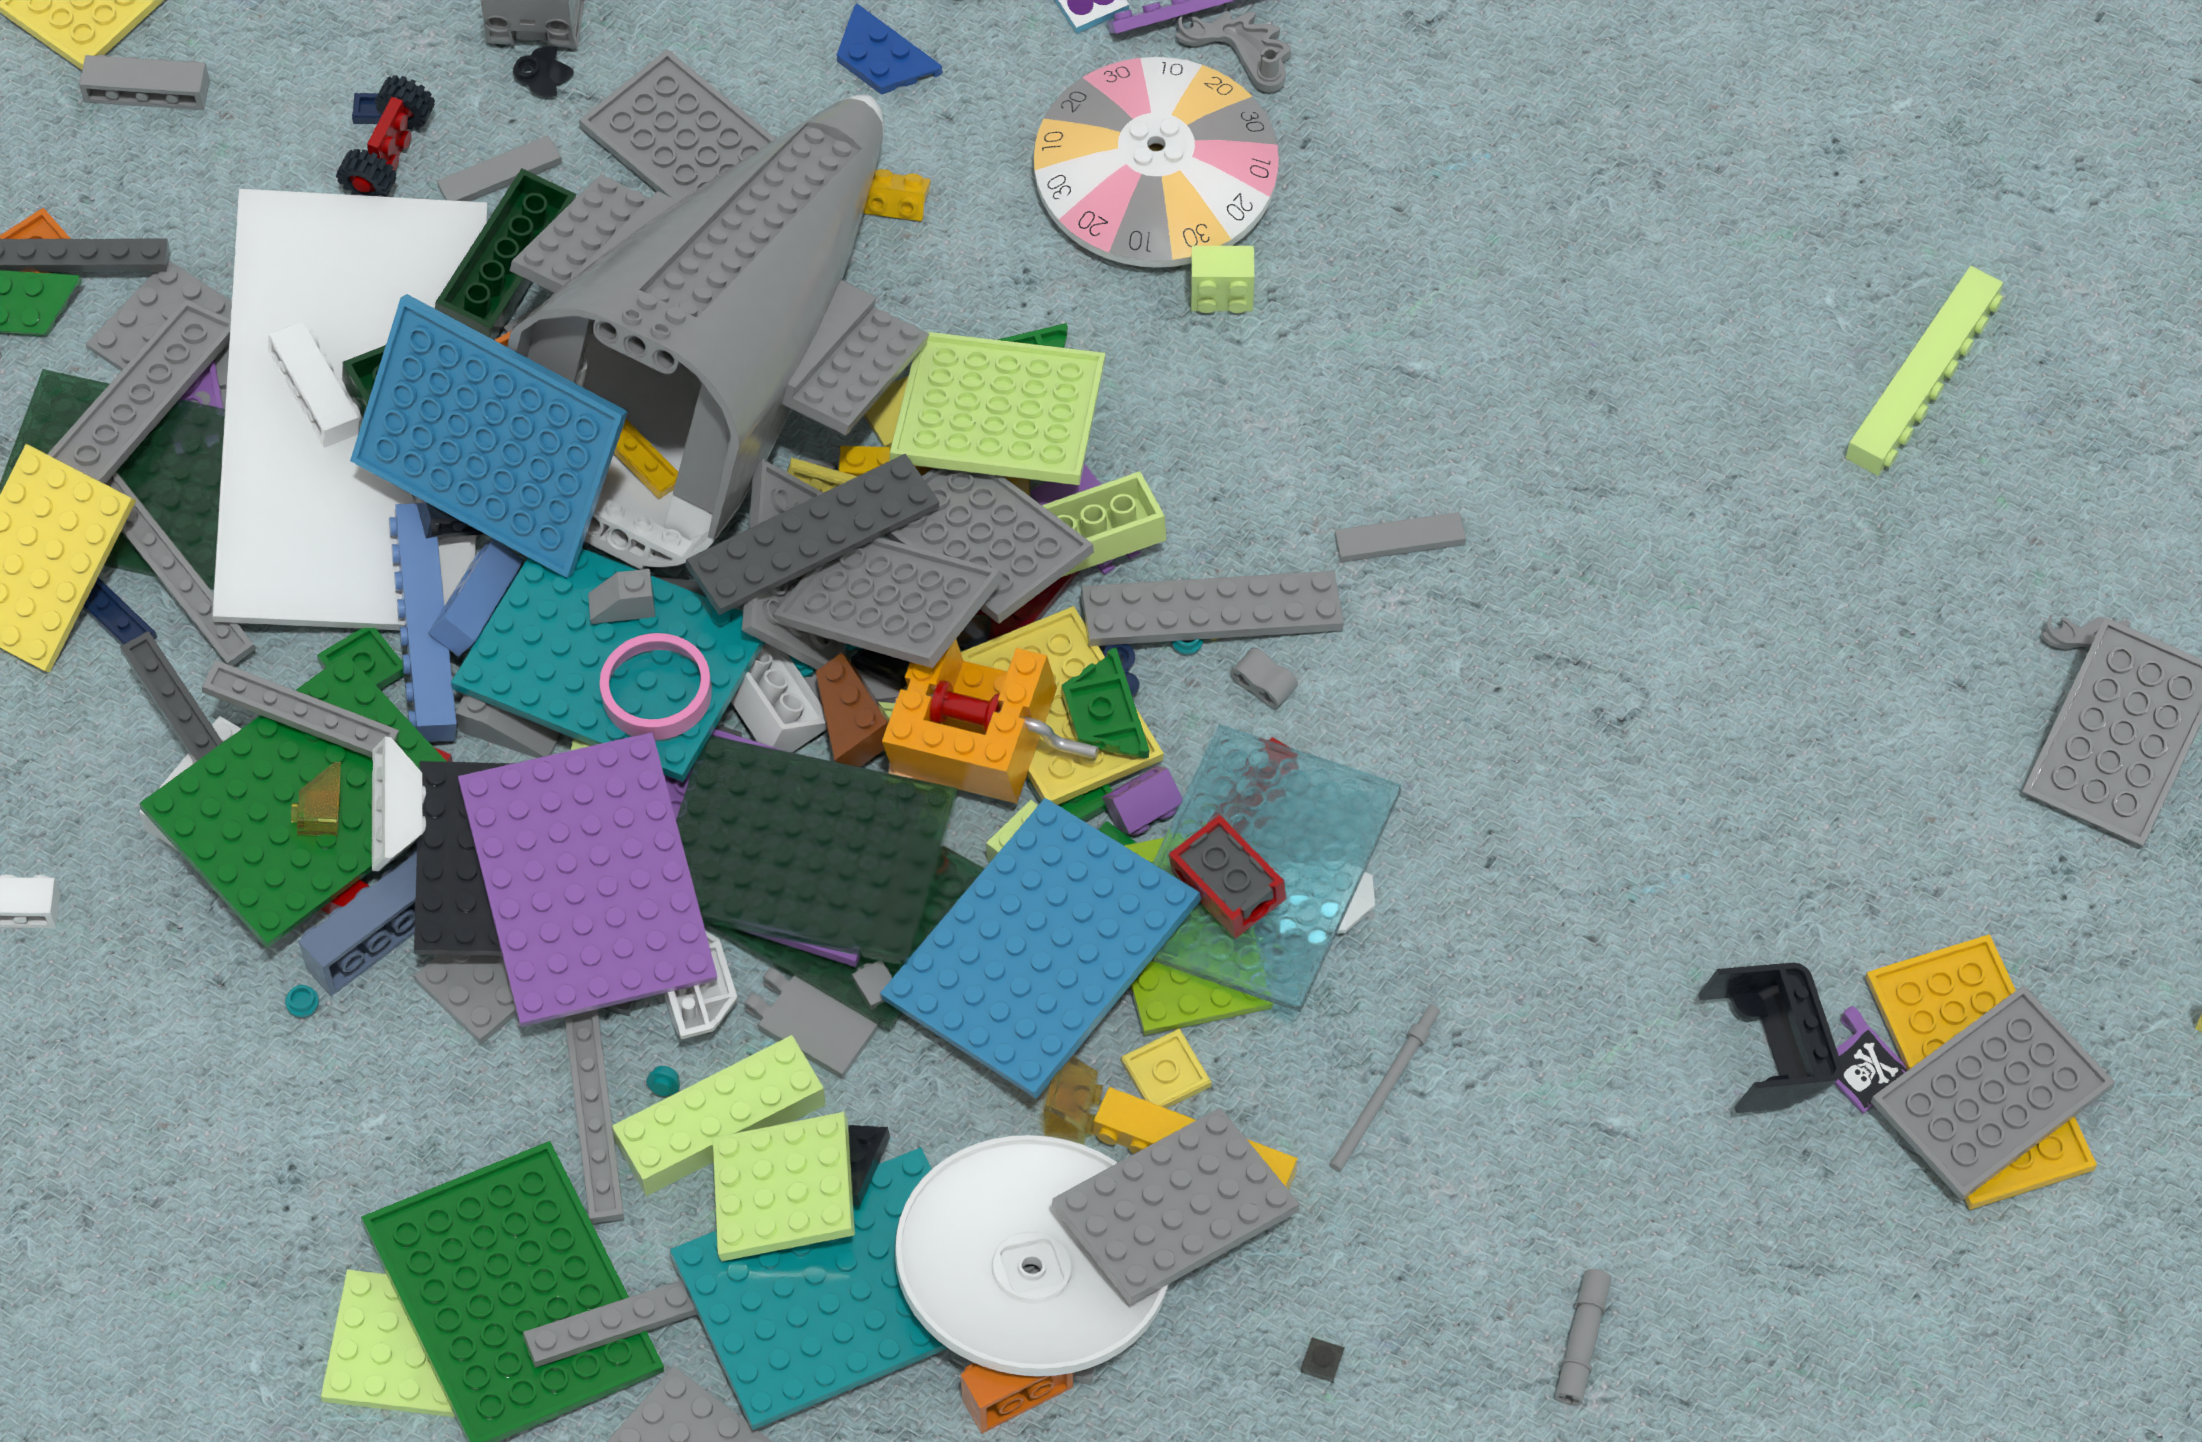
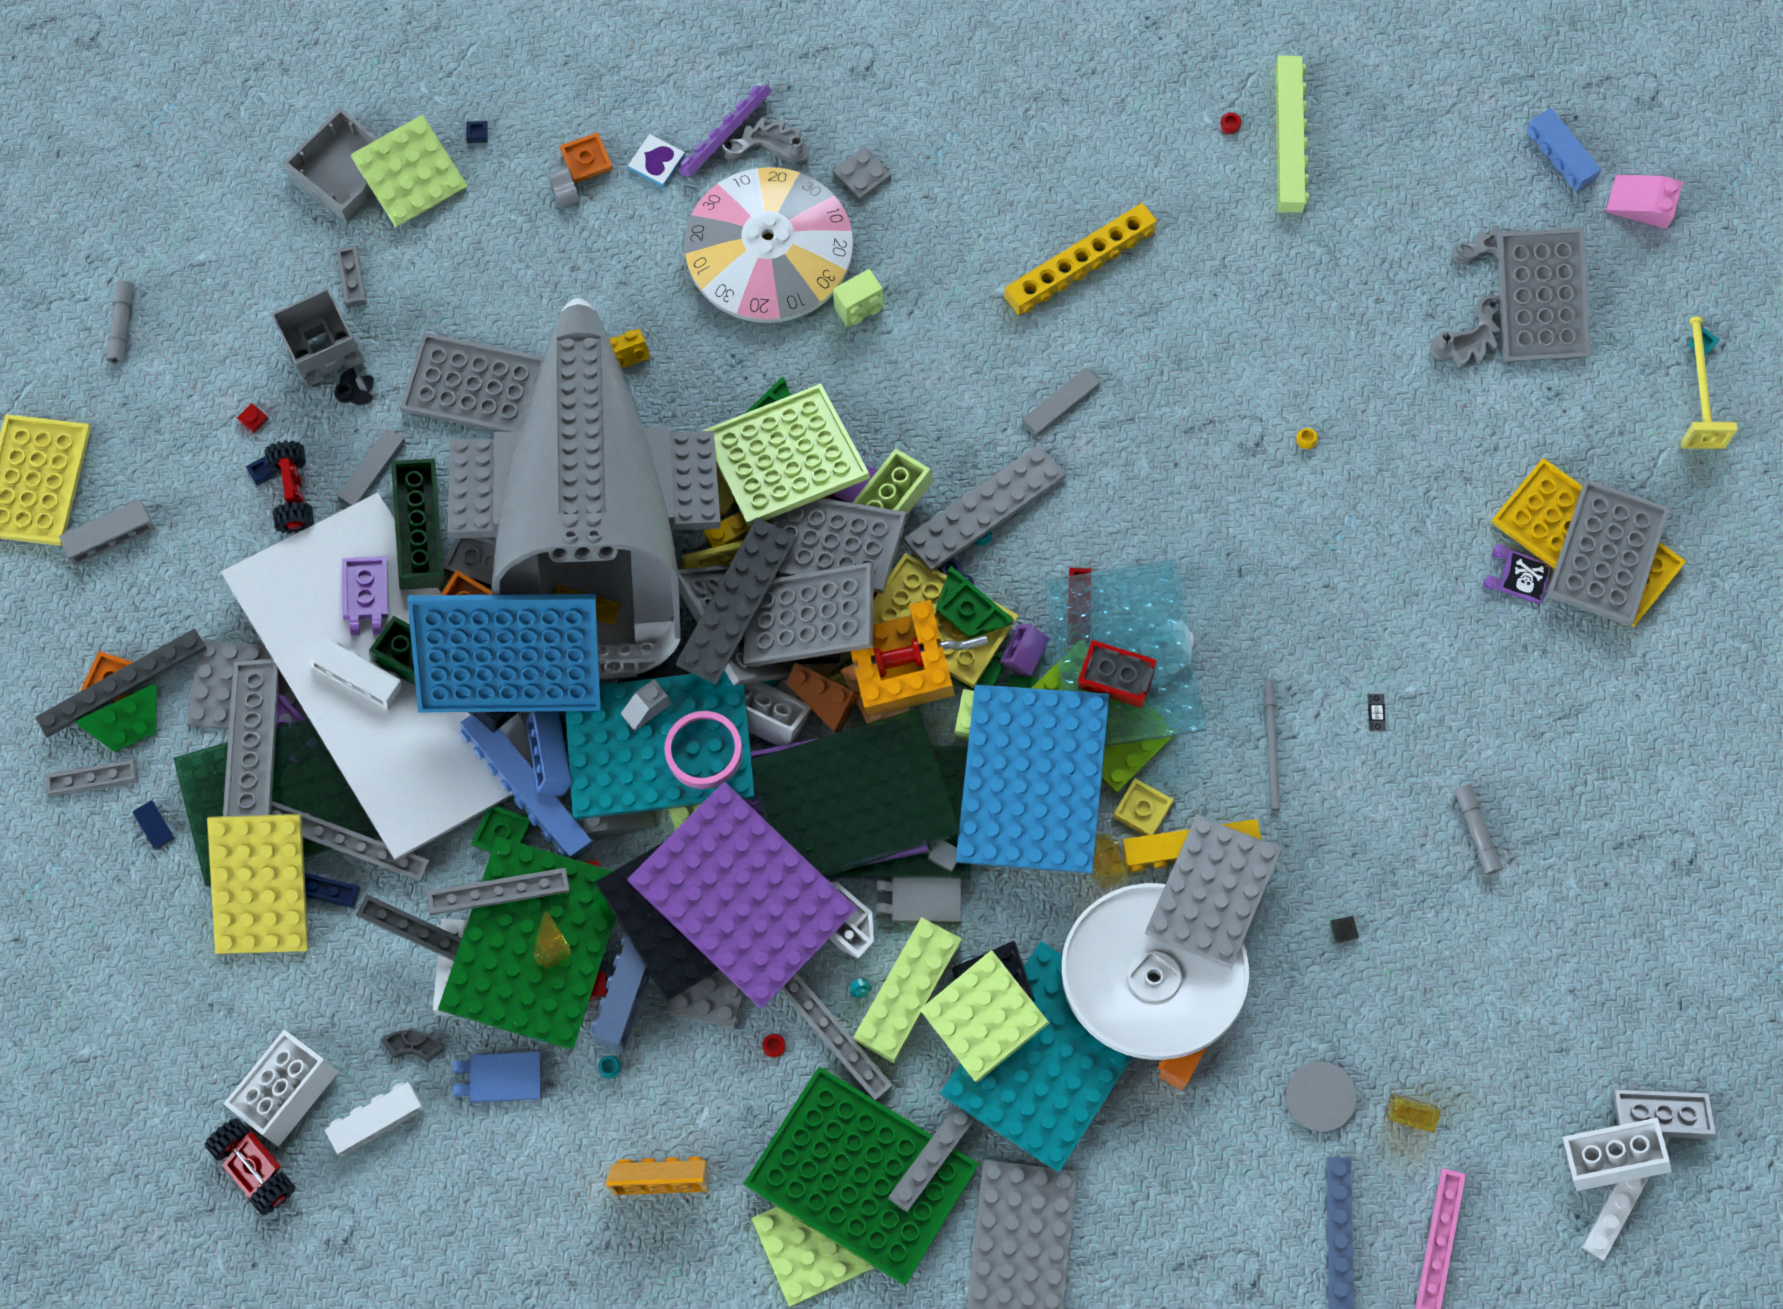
camera: 30 degrees left, 10 degrees up
(94, 844) = (413, 1042): none -> dark grey tile
(167, 939) = (500, 1077): none -> medium blue tile
(267, 1155) = (658, 1177): none -> light orange slope
(379, 297) = (365, 591): none -> medium lavender tile
(395, 802) = (598, 919): white wedge -> none
(401, 44) = (252, 418): none -> red plate
(514, 1090) = (774, 1046): none -> red tile
(881, 54) = (555, 264): blue wing -> none
(1264, 678) = (1042, 534): light grey axle -> none
(1335, 141) = (862, 173): none -> light grey plate
(1551, 1125) = (1376, 712): none -> sticker
(1555, 370) = (1137, 217): none -> yellow brick
(1689, 747) = (1306, 438): none -> yellow plate
(1794, 1025) = (1478, 578): black windscreen -> none
(1857, 320) = (1230, 123): none -> red tile
(1980, 742) = (1472, 342): none -> light grey animal

